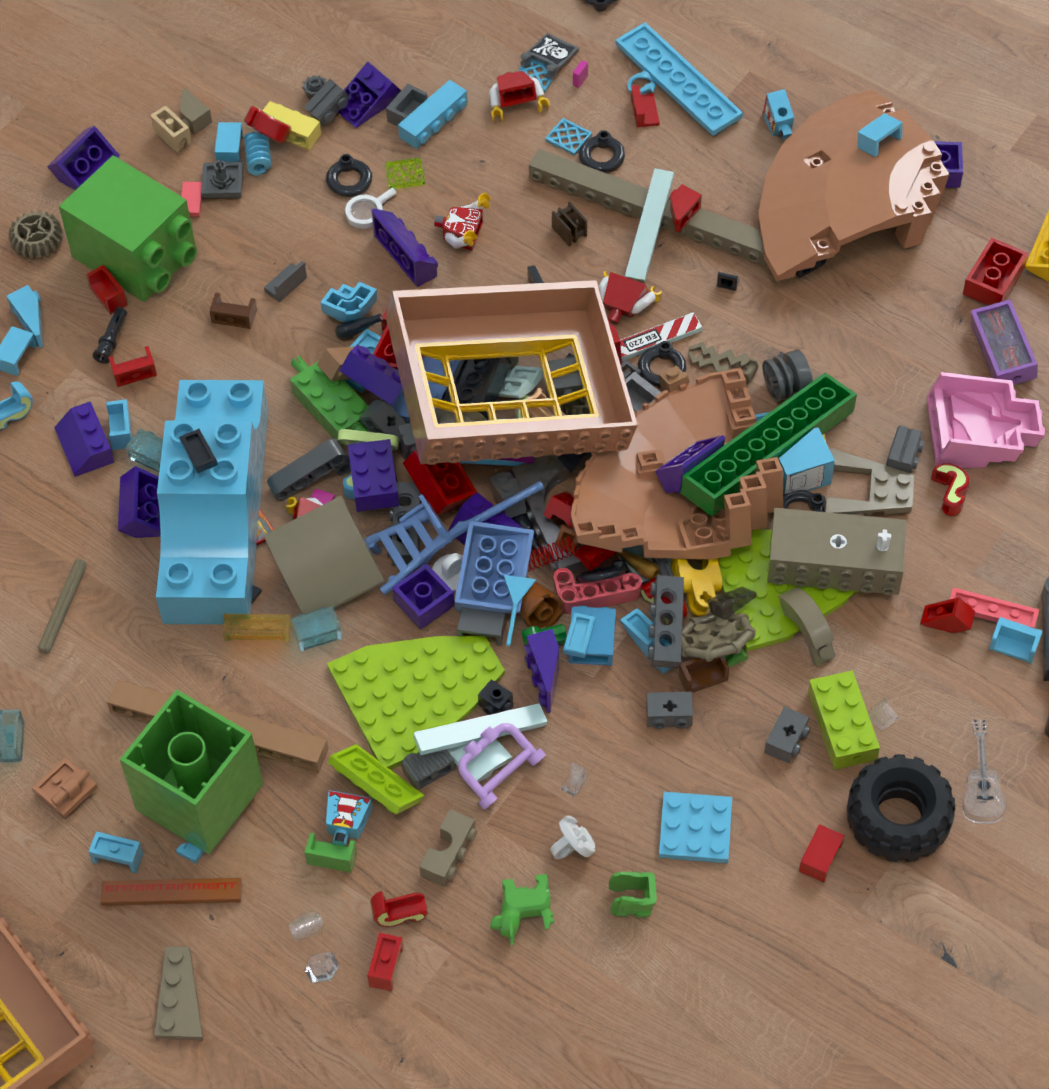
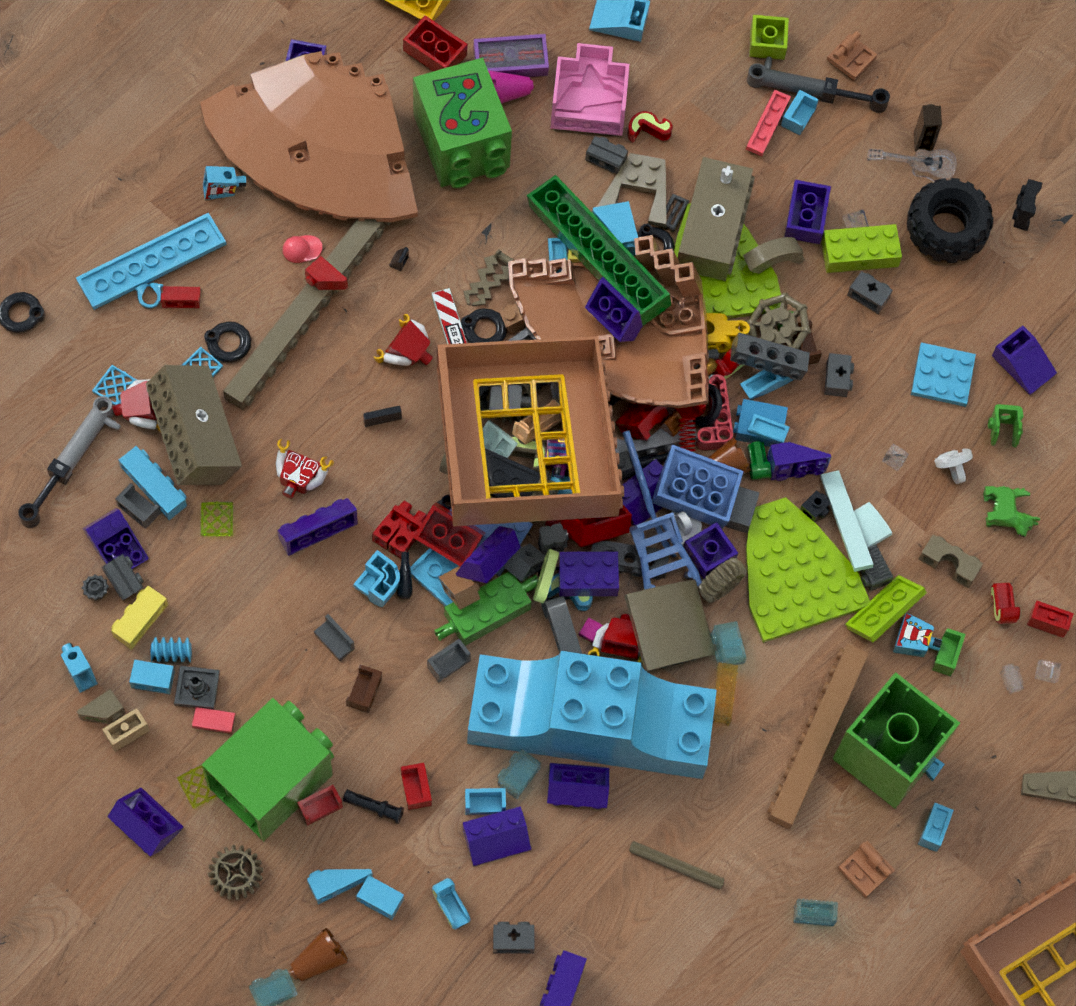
camera: 90 degrees left, 10 degrees up
(171, 891) = (970, 787): dark orange tile -> none
(198, 451) = (599, 694): black tile -> none
(230, 85) = (78, 667): none -> medium azure torso
(267, 124) = (148, 634): red animal -> none
(275, 377) = (448, 660): none -> dark grey panel
(346, 164) = (204, 557): black piece -> none
(359, 208) = (258, 559): white piece -> none
(387, 608) = (722, 580): none -> dark tan gear
(436, 44) = (61, 468): none -> light grey piece
(473, 749) = (870, 485): lavender bar -> none
(516, 115) = (193, 425): none -> dark tan piece
(518, 588) = (723, 467): medium azure piece -> none
(550, 51) = (92, 366): flag -> none
(567, 226) = (315, 381): dark brown piece -> none
(580, 74) = (128, 344): dark pink tile -> none
(649, 225) = (334, 309): light aqua tile -> none
(723, 198) = (302, 248): none -> coral cap
(728, 912) = (1024, 360): none -> dark purple slope
(730, 602) = (757, 317): clear smoke slope -> none
(786, 374) = (521, 226): dark grey wheel -> none
(821, 853) = (976, 286): red panel -> none
(878, 130) = (294, 93): medium azure panel -> none
(878, 655) = (807, 211): none -> dark purple brick
(893, 295) = (462, 123): none -> bright green brick
(947, 897) = (1026, 204): none -> black brick
(948, 615) = (772, 156): red slope -> none
(962, 342) = (510, 85): none -> dark pink cone
(1022, 768) = (927, 127): none -> dark brown brick

